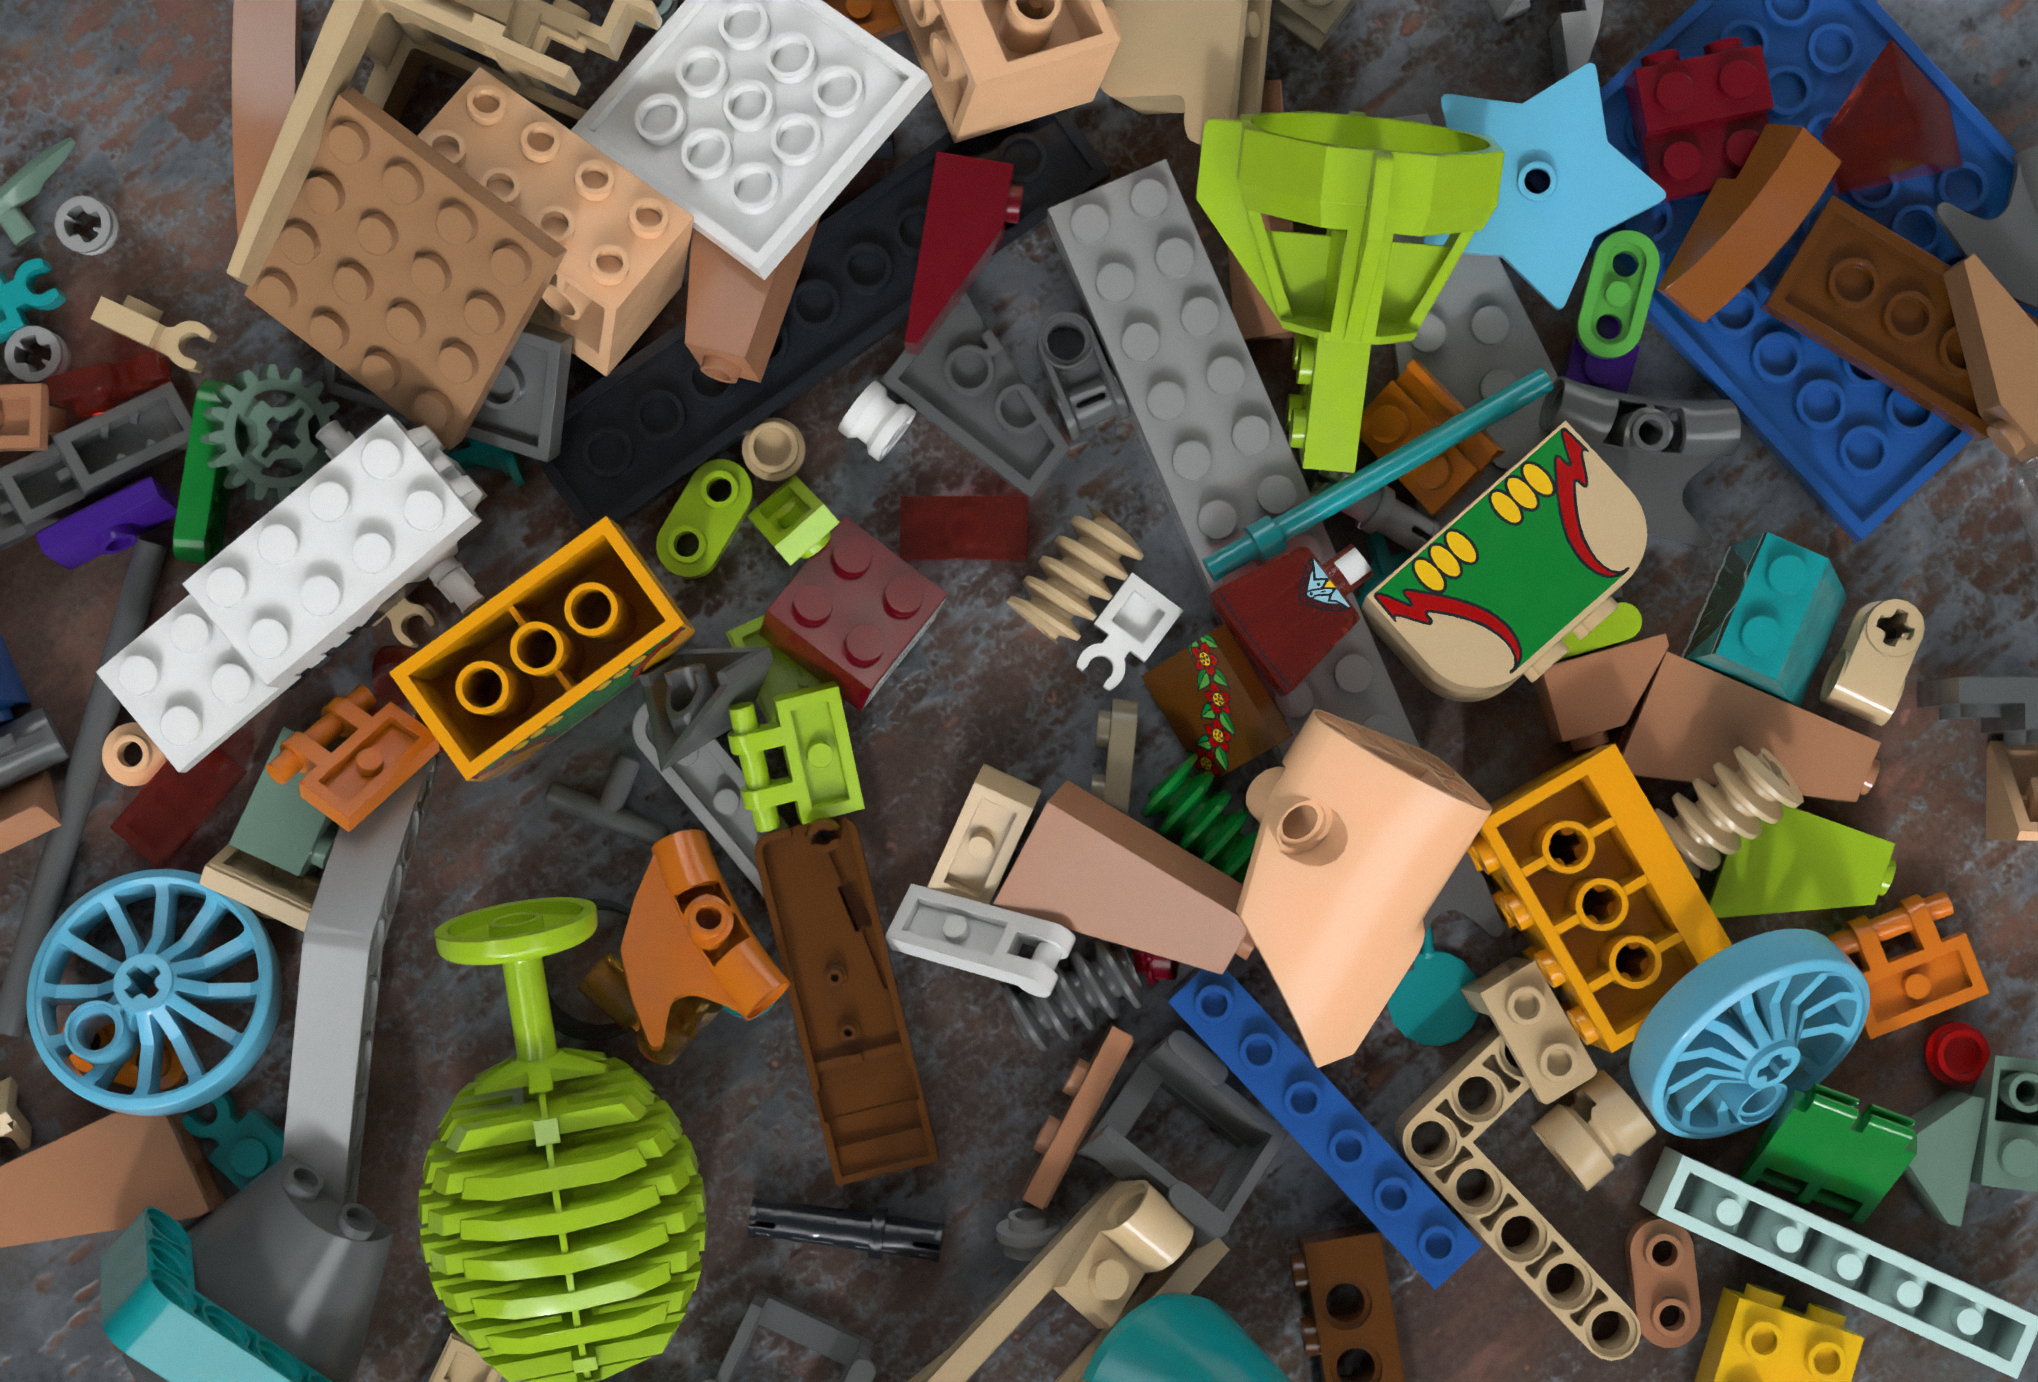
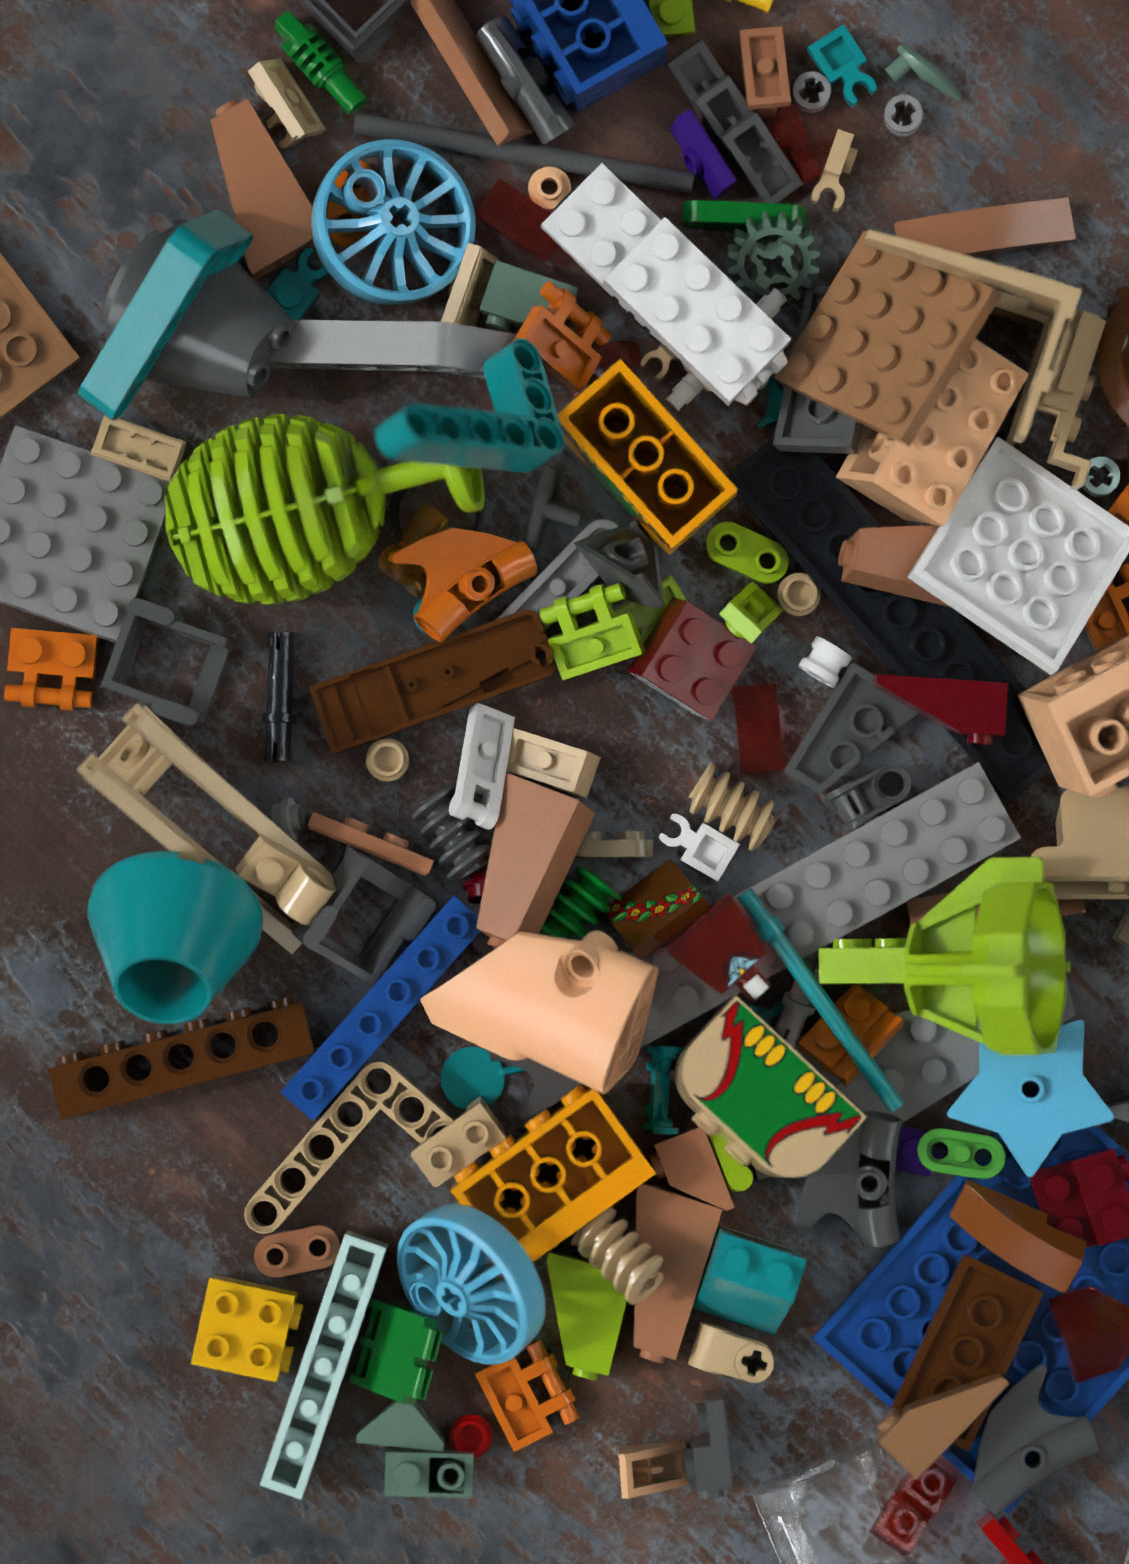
camera: 85 degrees right, 0 degrees up
(489, 848) = (513, 438): none -> teal beam
(955, 1077) = (387, 759): none -> tan plate
(1480, 726) = (659, 1089): none -> teal piece
(1594, 1129) = (395, 1192): tan wheel -> none

